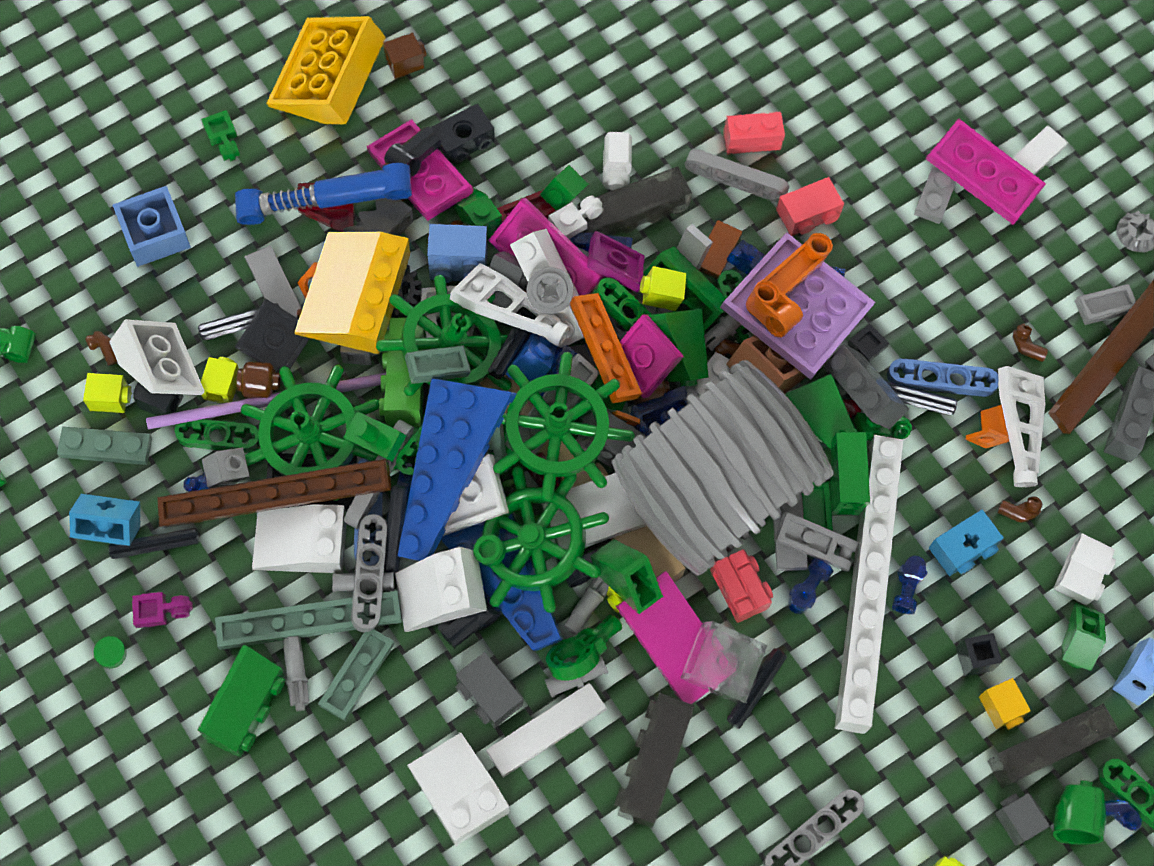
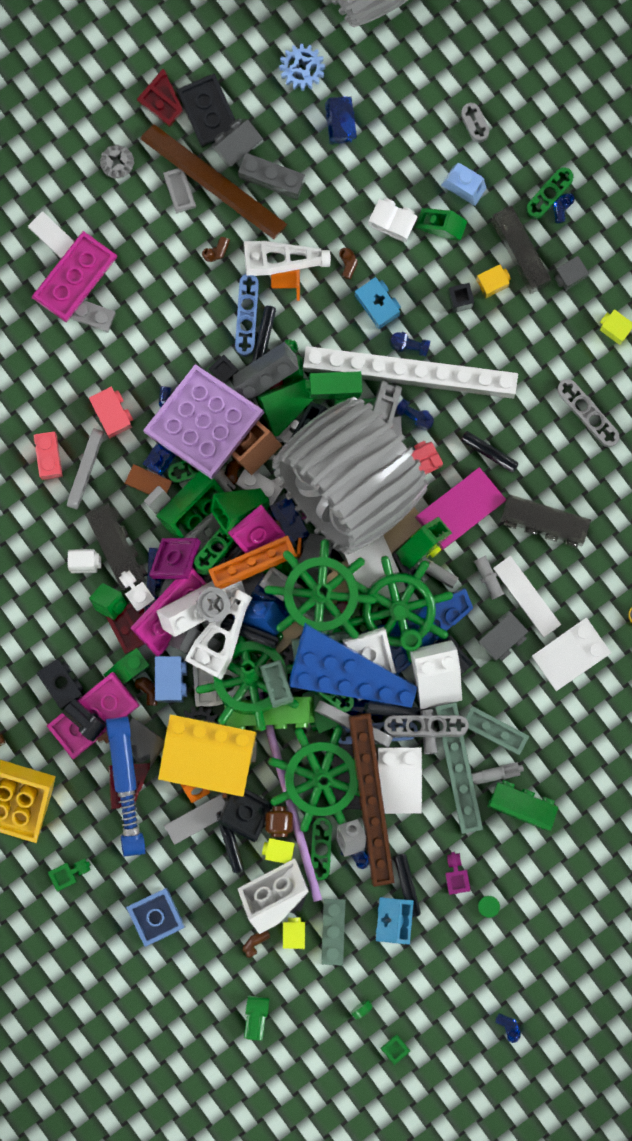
camera: 85 degrees left, 15 degrees up
(375, 436) = (330, 727): green tile -> none
(586, 645) = (466, 570): green pin -> none
(663, 288) = (201, 521): neon yellow brick -> none
(724, 661) = (477, 474): clear brick -> none
(776, 310) = (220, 434): orange piece -> none
(1080, 815) = (567, 234): green helmet -> none

